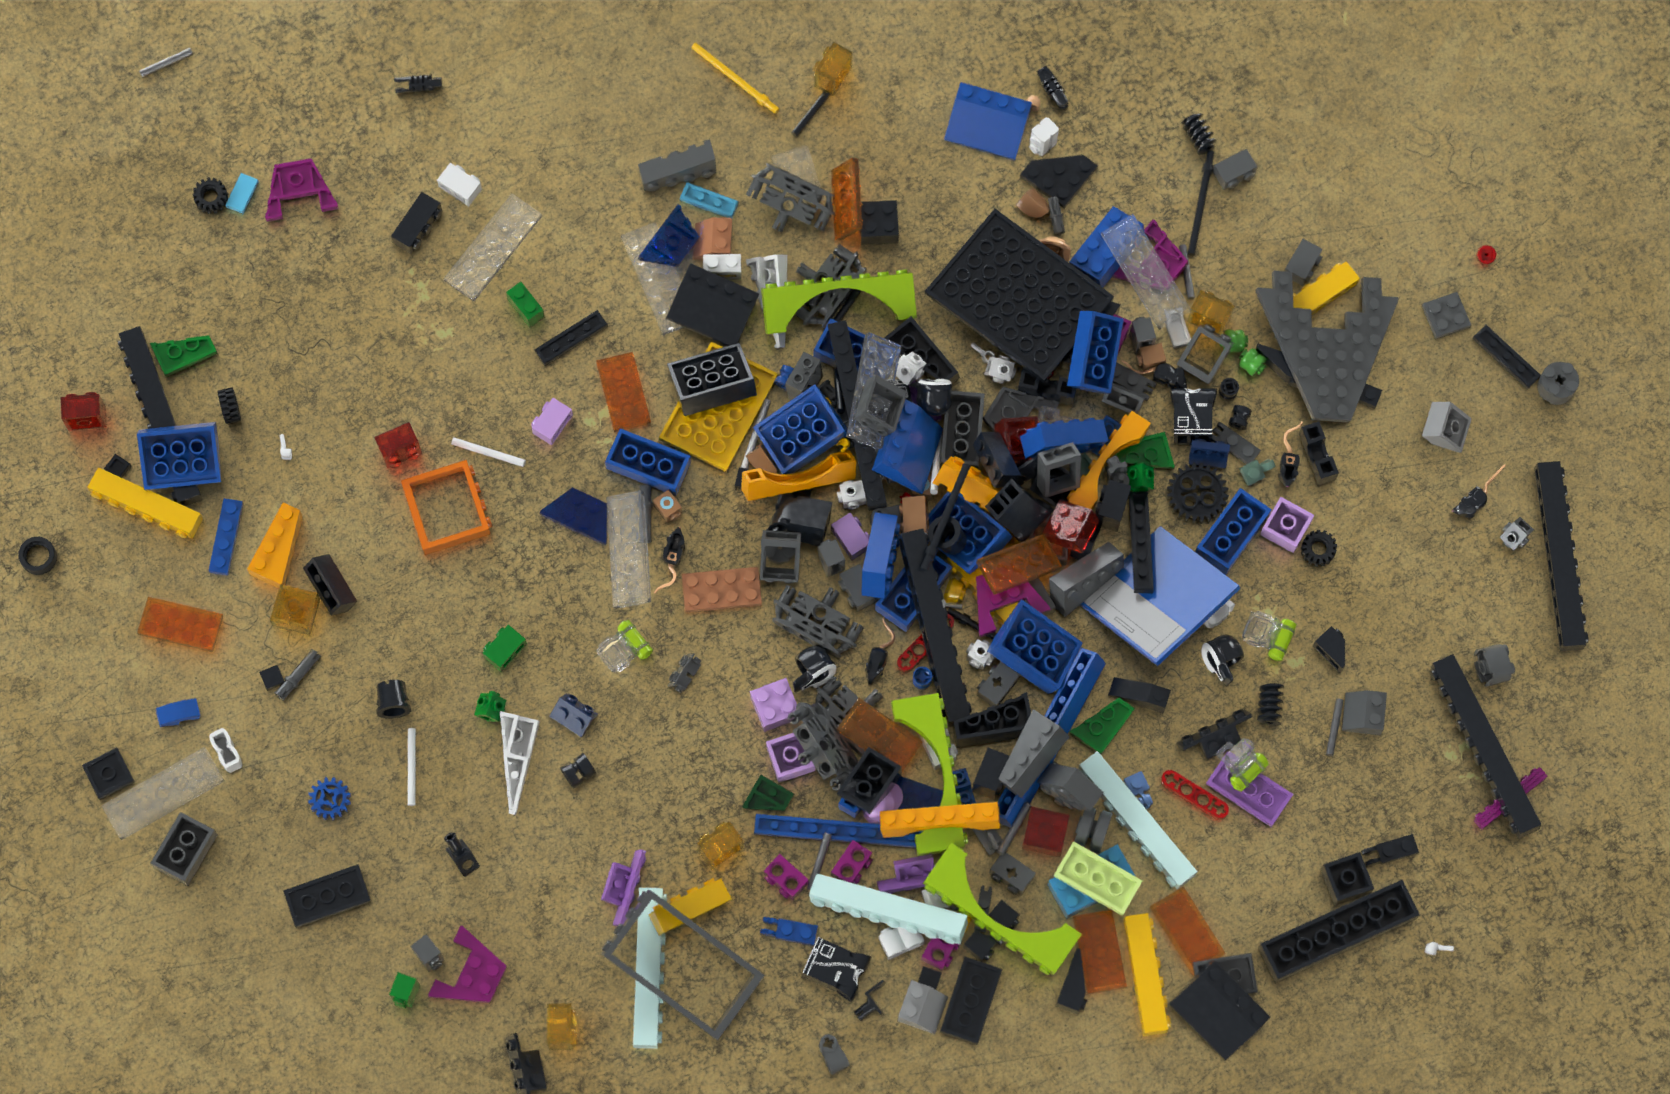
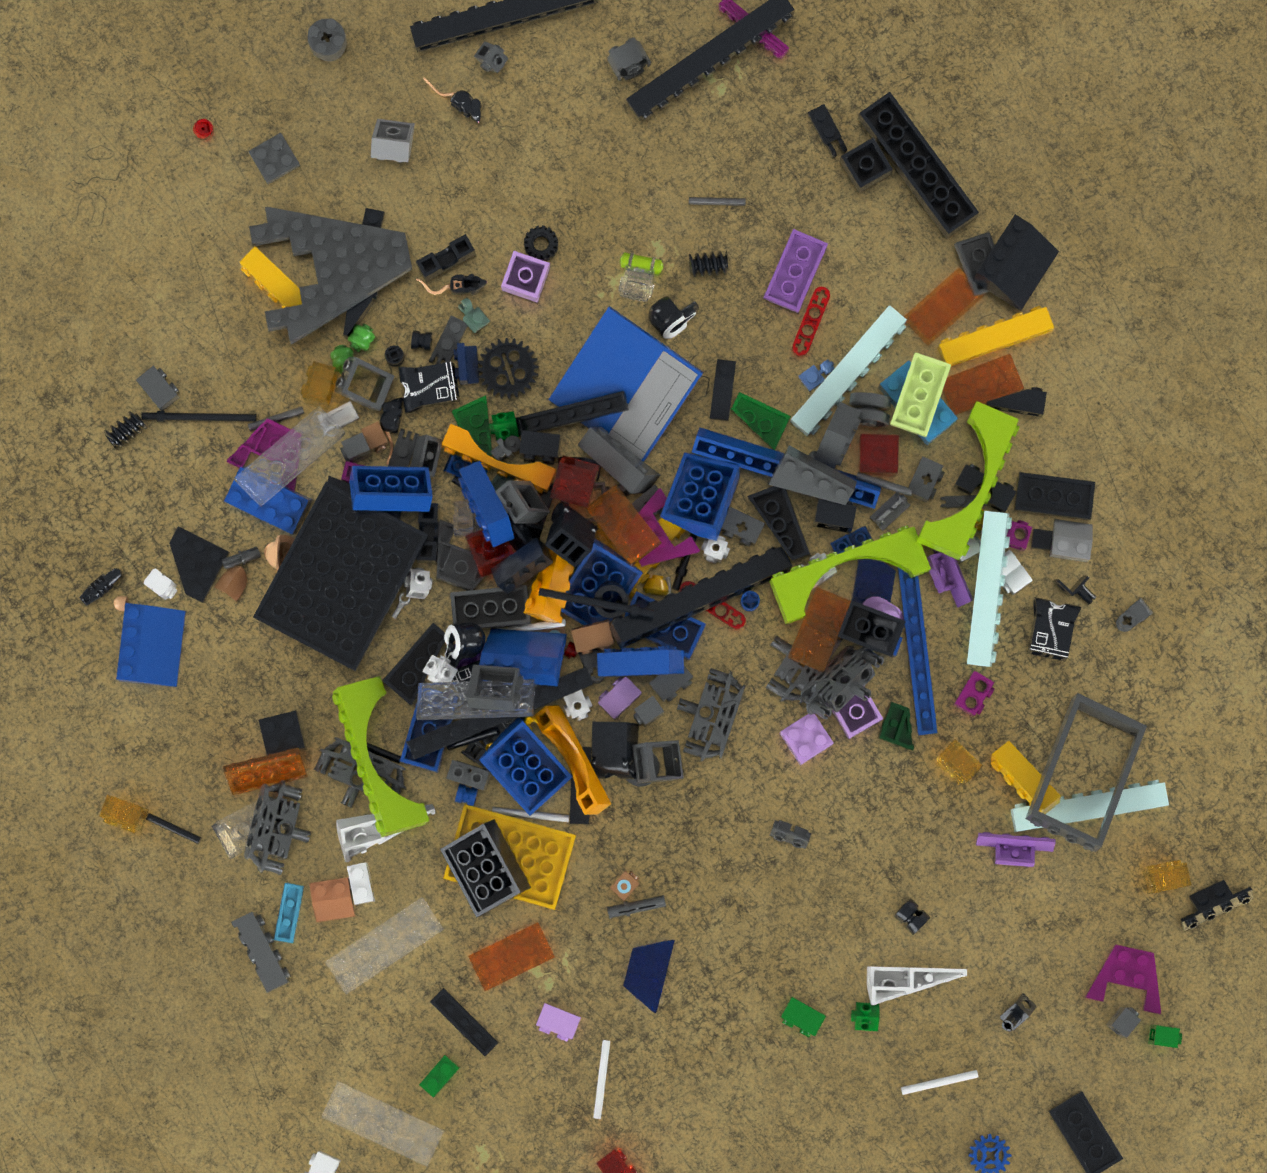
camera: 100 degrees left, 10 degrees up
(392, 700) = (879, 1115): black piece -> none
(456, 539) = (646, 1083): orange window -> none
(573, 714) = (855, 933): bracket -> none
(623, 647) = (778, 898): clear piece -> none
(628, 549) = (677, 915): clear plate -> none
(648, 462) = (584, 914): blue brick -> none
(671, 241) = (344, 940): clear blue wing -> none
(673, 553) = (674, 869): black animal -> none
(712, 305) = (407, 884): black slope -> none
(721, 589) = (698, 815): nougat plate -> none
(761, 99) = (168, 880): yellow bar -> none
(762, 459) = (558, 802): medium nougat brick -> none
(791, 931) = (1023, 678): blue hinge -> none
(815, 666) = (760, 706): black piece -> none
(820, 858) = (951, 664): flat silver bar -> none
(848, 862) = (946, 638): magenta brick -> none
(878, 659) = (738, 647): black animal -> none
(906, 821) = (893, 554): light orange arch -> none
(1214, 737) = (749, 310): black bracket -> none
(1233, 531) = (542, 327): blue brick -> none
(1242, 763) = (777, 276): clear piece -> none
(1303, 260) = (245, 305): dark grey brick -> none
(1332, 648) = (639, 214): black slope -> none
(1364, 712) = (698, 174): dark grey slope -> none
(1432, 947) = (913, 79): white hand -> none
(1506, 357) = (306, 94): black tile -> none

